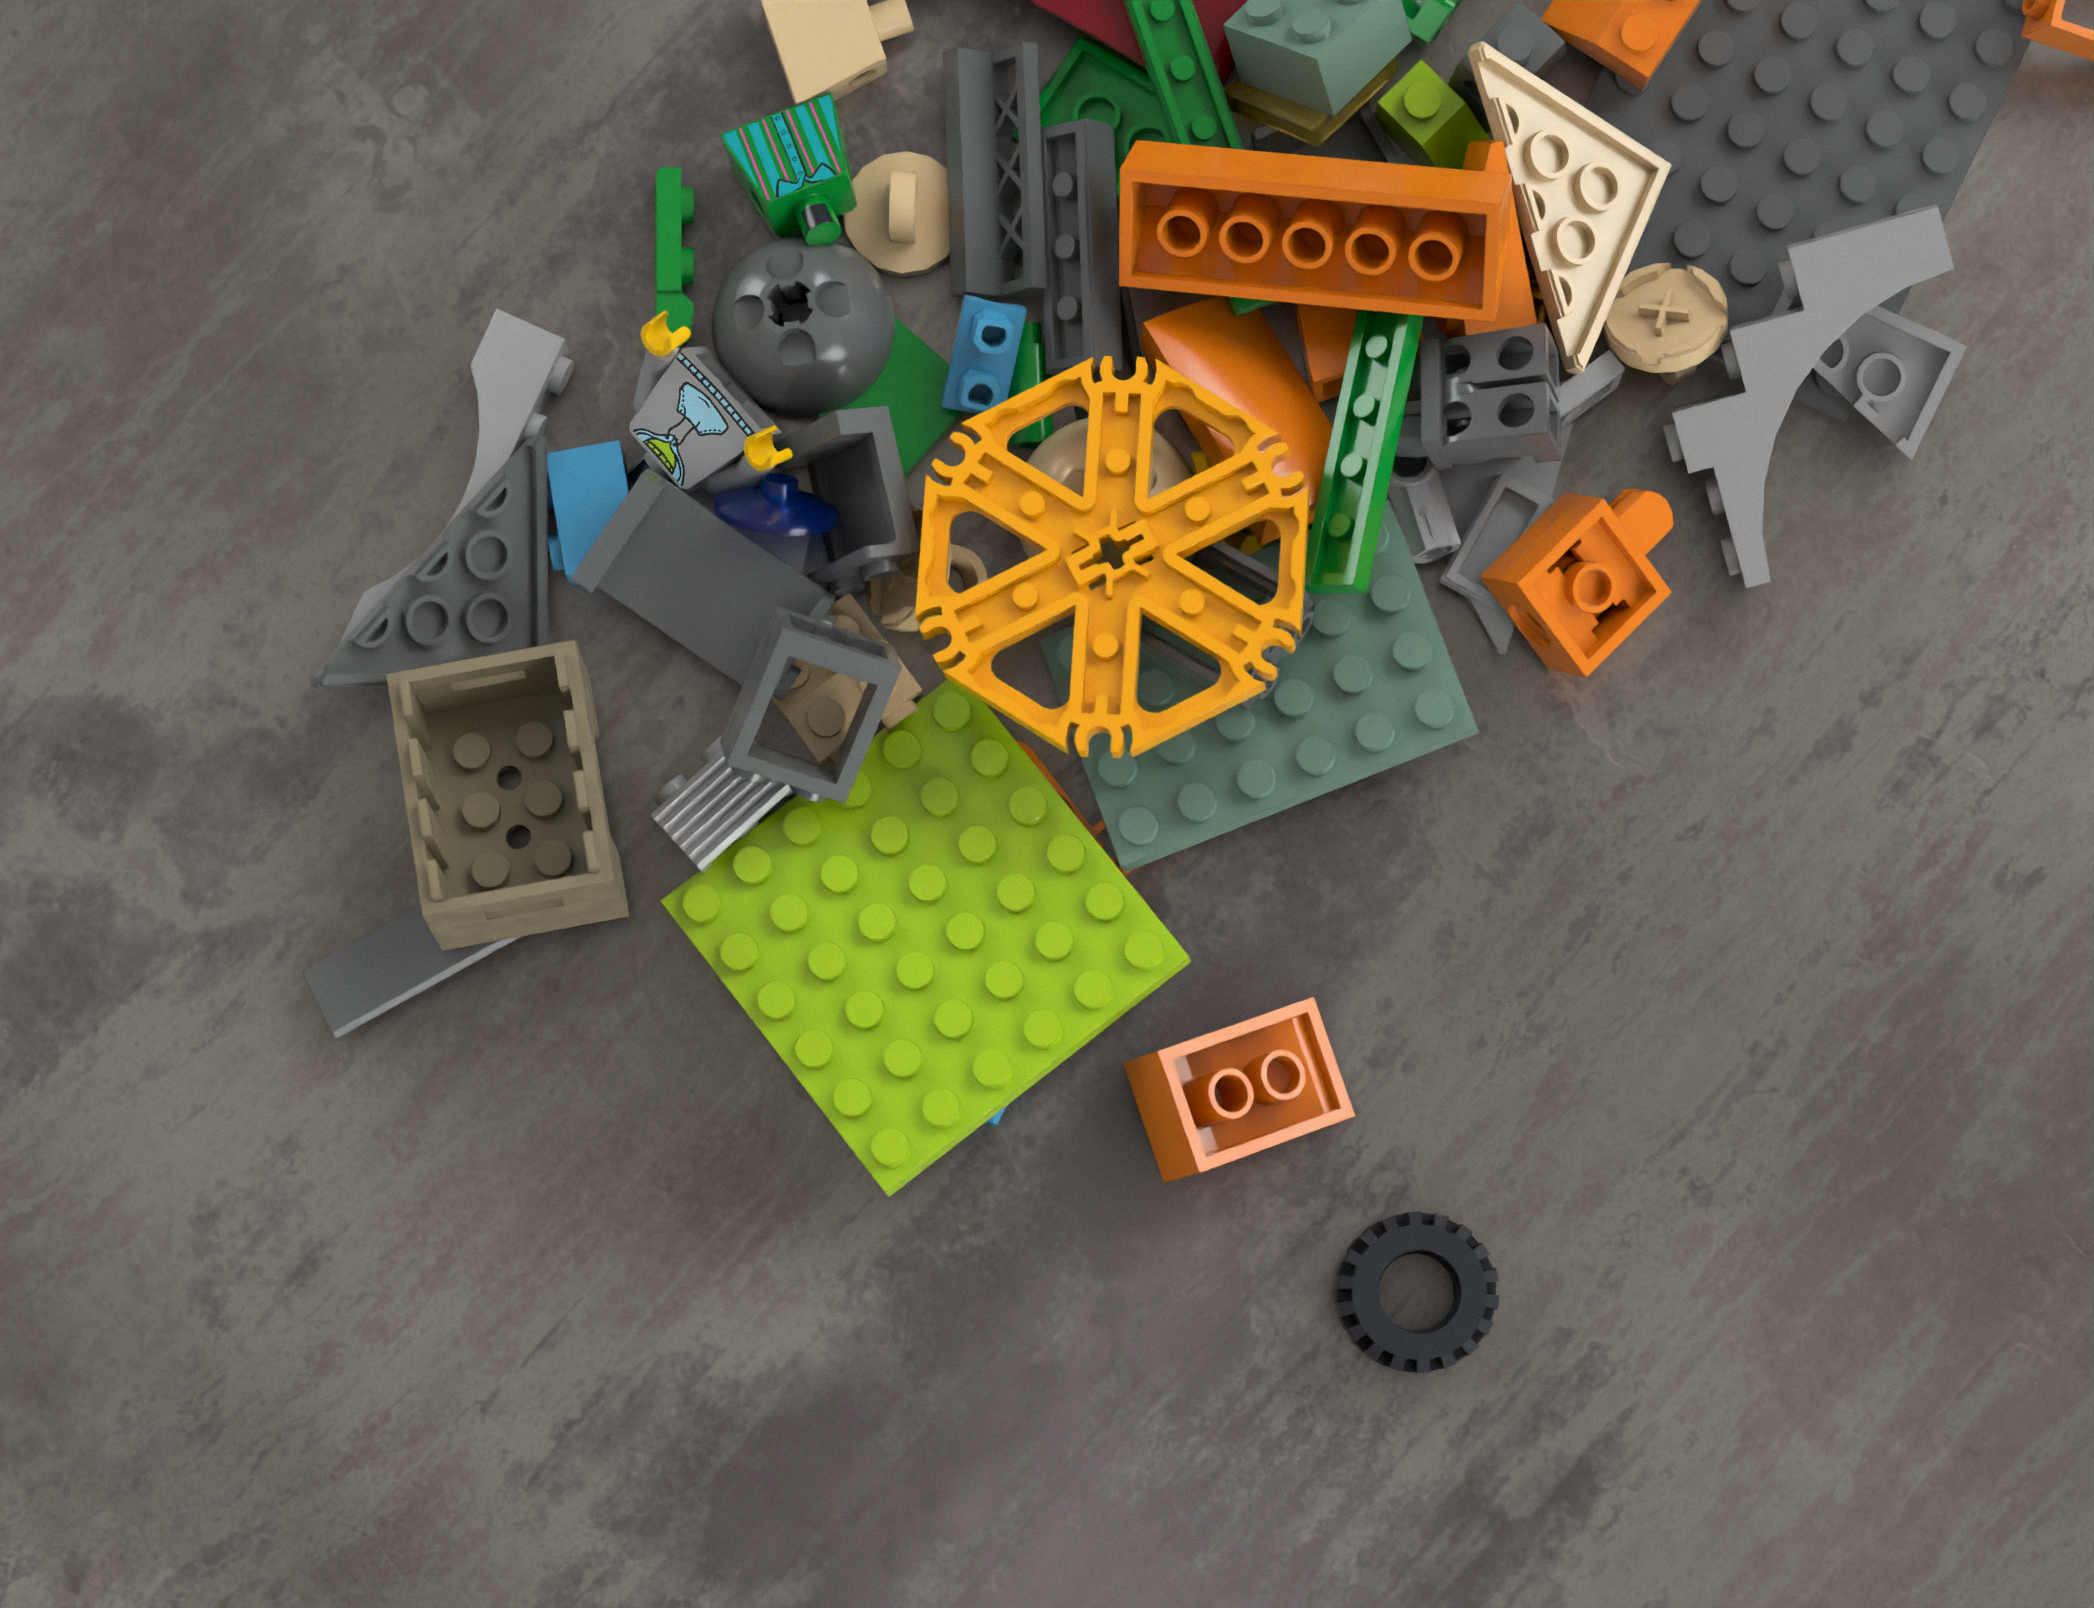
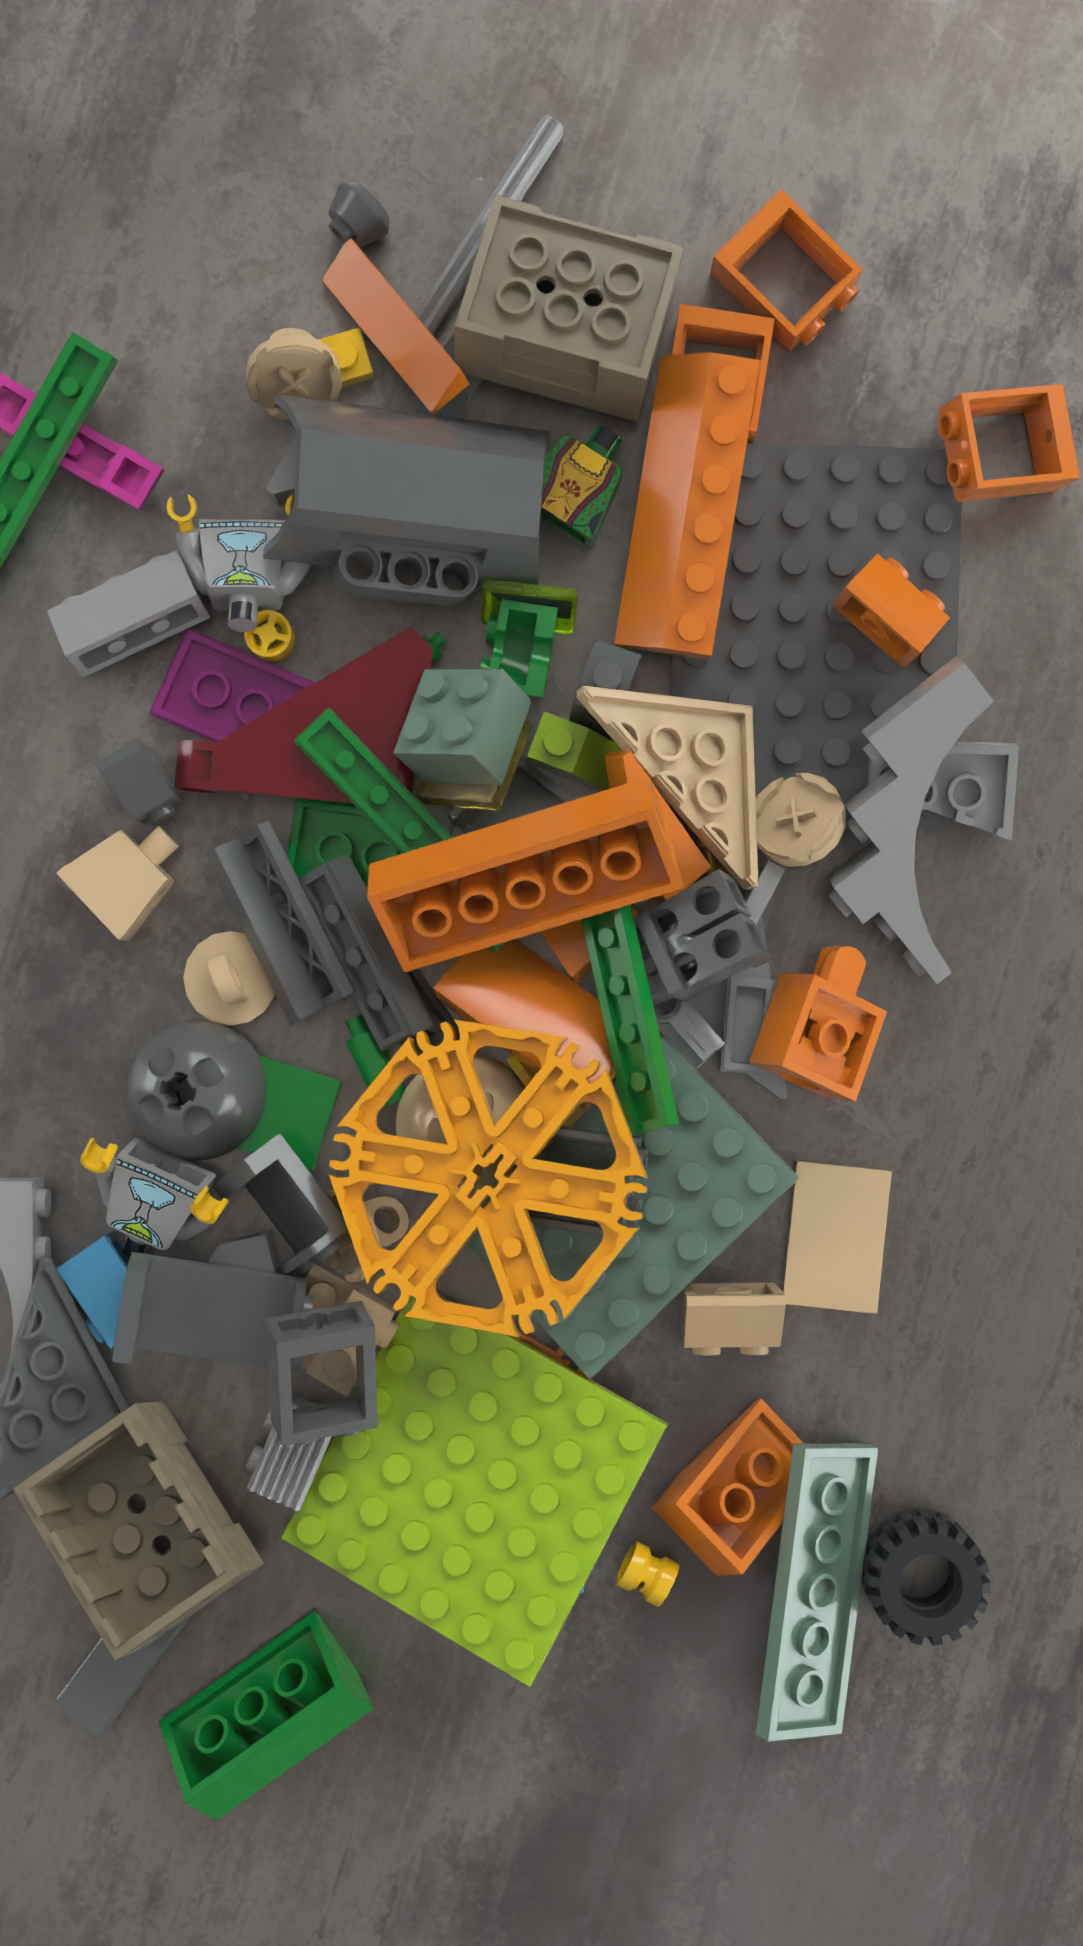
camera: 20 degrees left, 5 degrees up
(542, 1104) = (263, 1717): none -> green slope
(673, 262) = (83, 1087): green hinge -> none
(776, 508) = (237, 1237): clear blue dish -> none
(795, 169) = (141, 984): green torso -> none
(983, 355) = (332, 1060): dark azure hips -> none
(1081, 1141) = (647, 1574): none -> yellow wheel
(1279, 1248) = (816, 1590): none -> sand green plate
(1322, 875) = (732, 1317): none -> tan slope
(1491, 844) = (836, 1236): none -> tan tile
(1885, 122) = (891, 610): none -> orange slope

